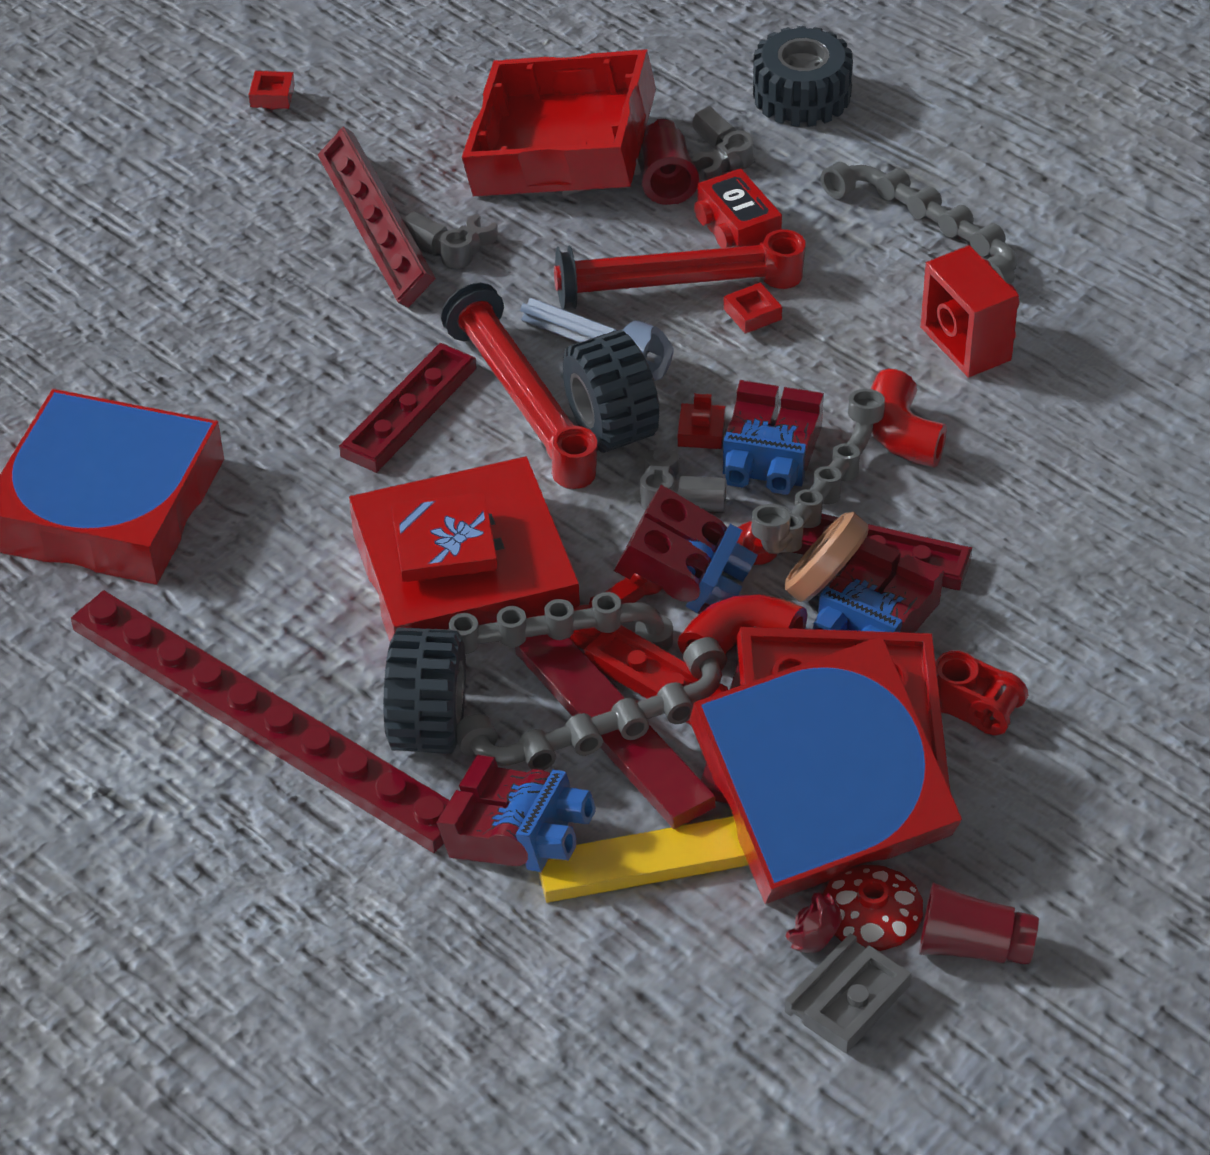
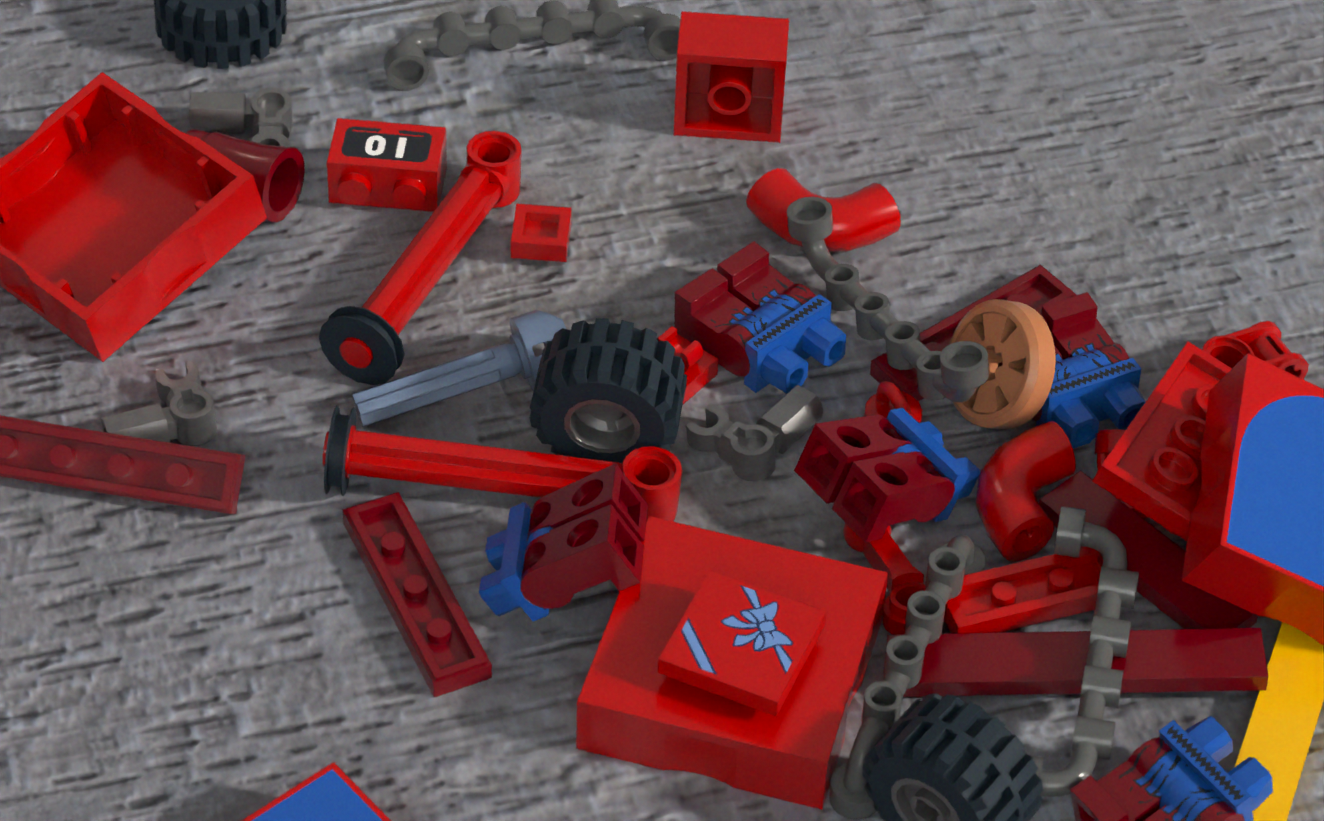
camera: 60 degrees left, 0 degrees up
(476, 435) = (567, 545): none -> dark red hips

